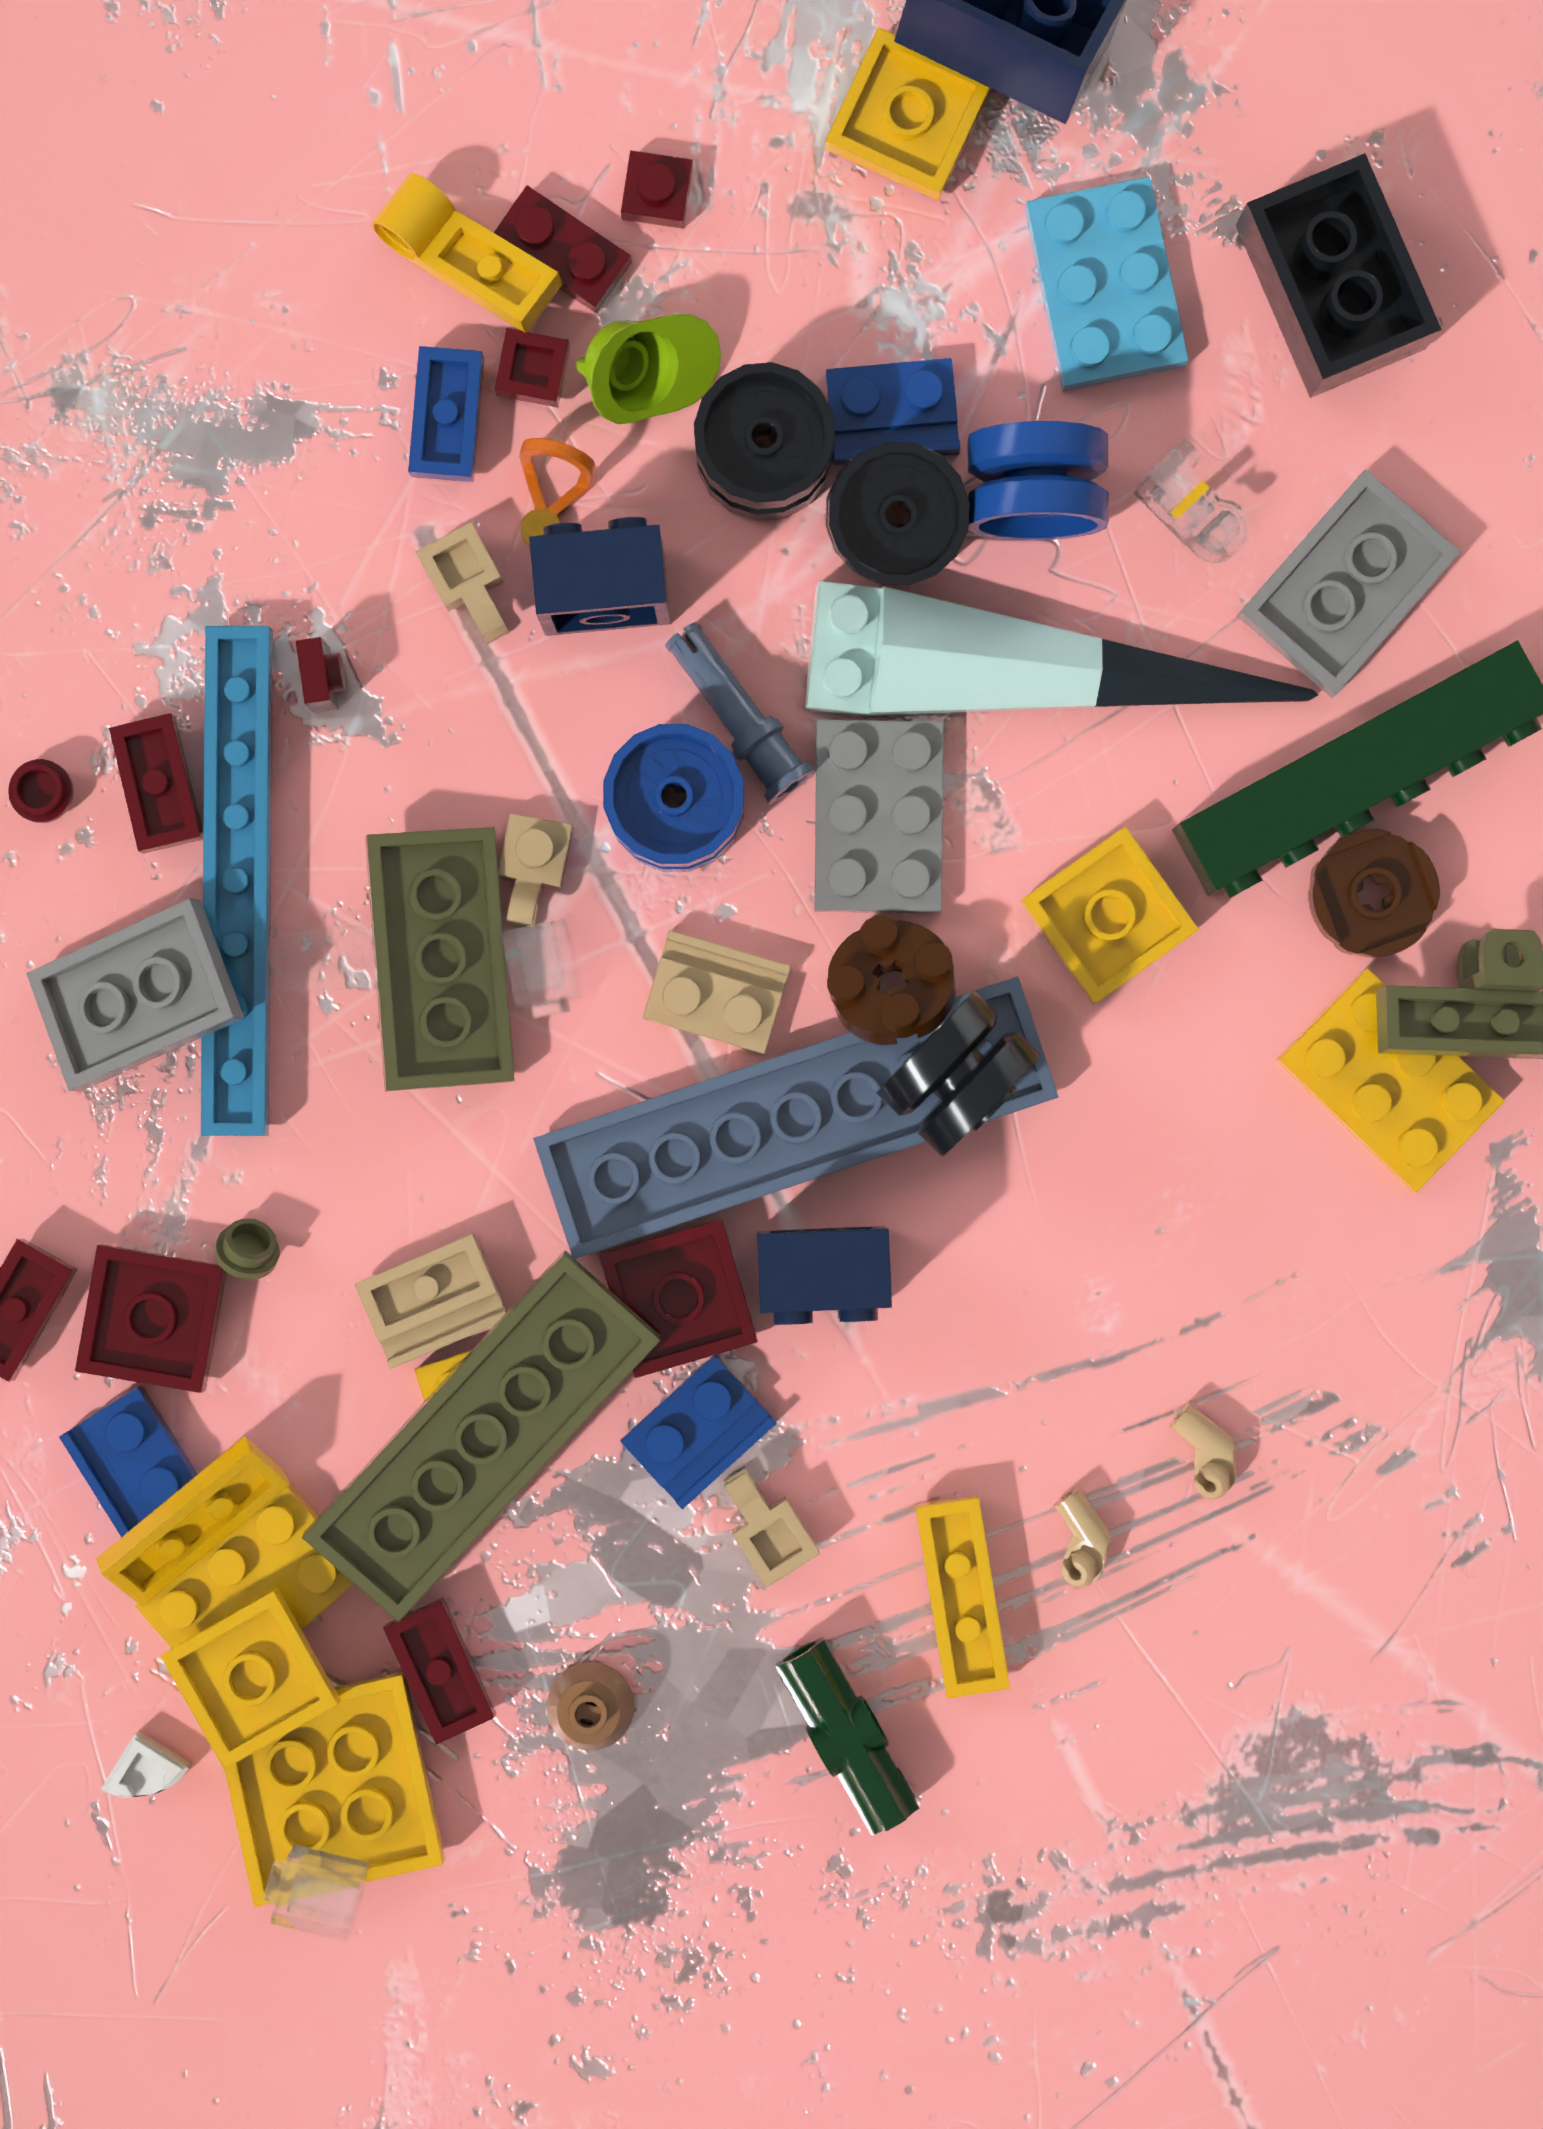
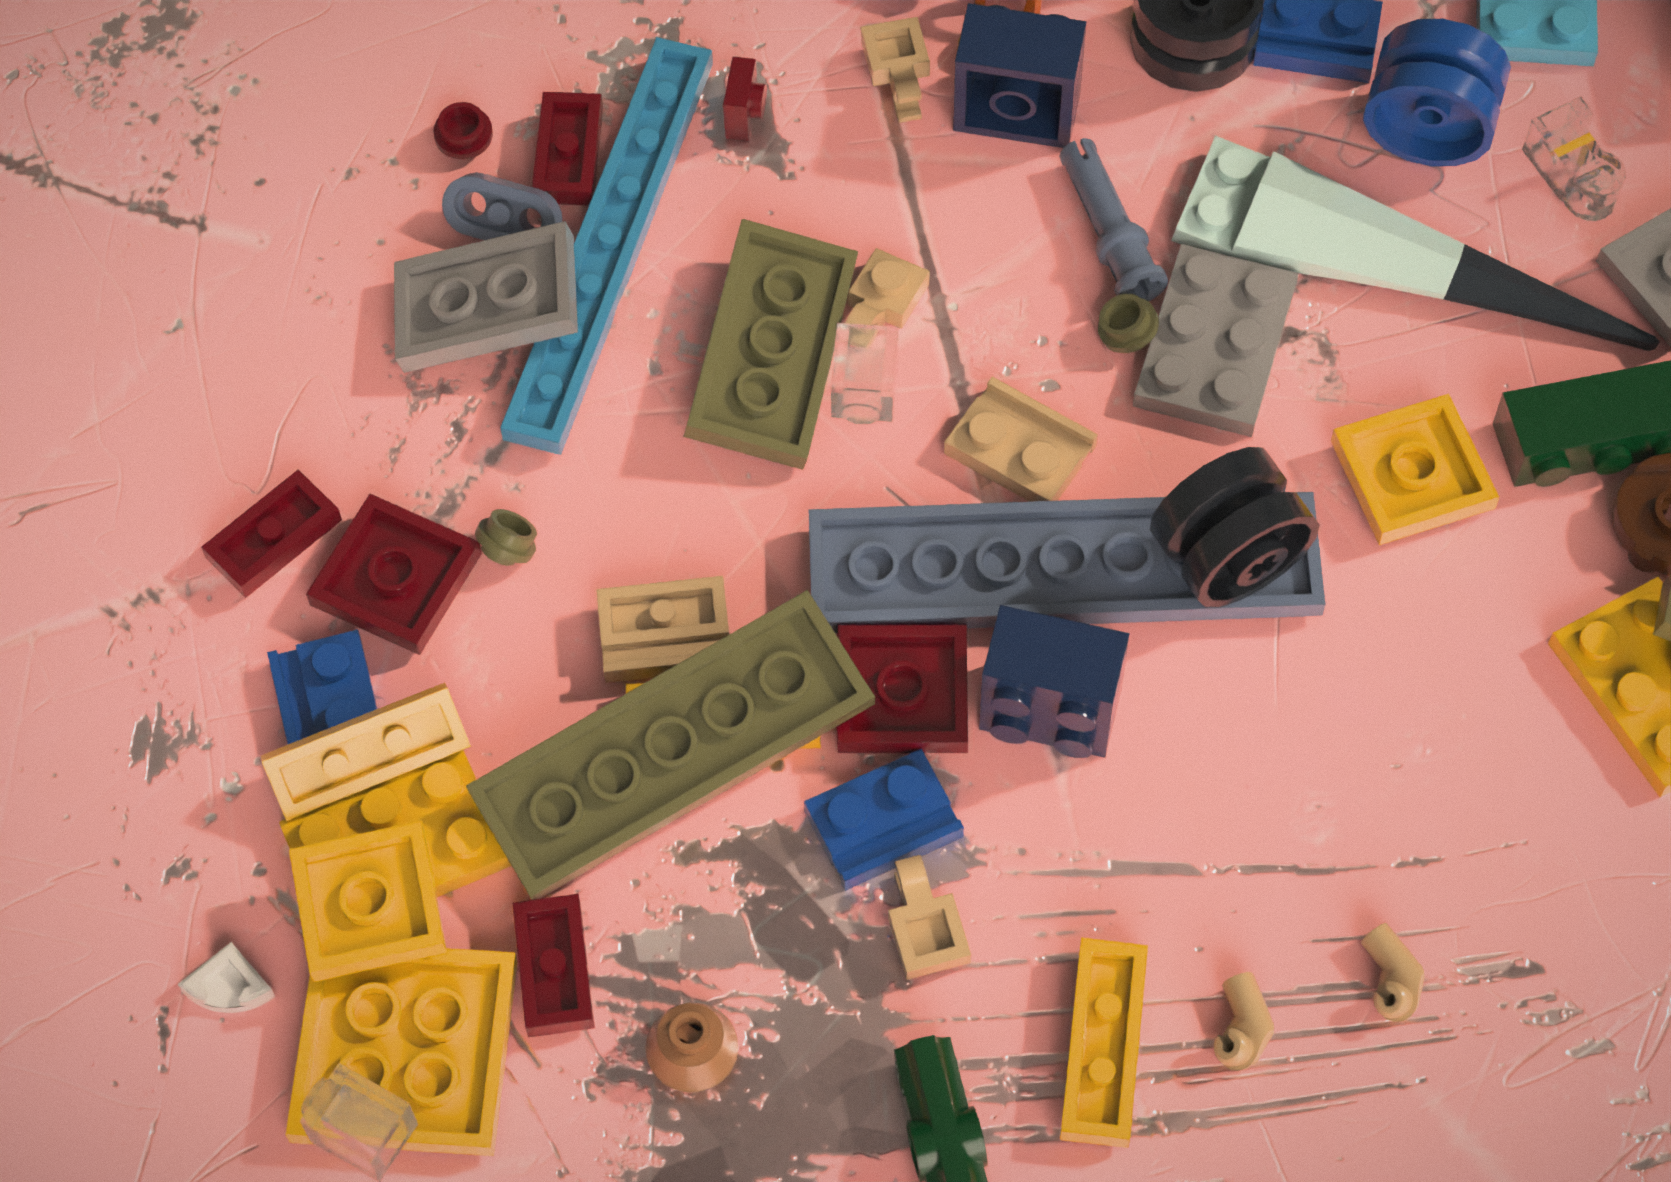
camera: 20 degrees right, 25 degrees down
(115, 882) = (505, 206): none -> sand blue plate
(688, 762) = (1031, 262): blue wheel -> none
(788, 830) = (1127, 323): none -> olive plate
(899, 1013) = (1174, 451): reddish brown plate -> none
(928, 491) = (1301, 89): black wheel -> none

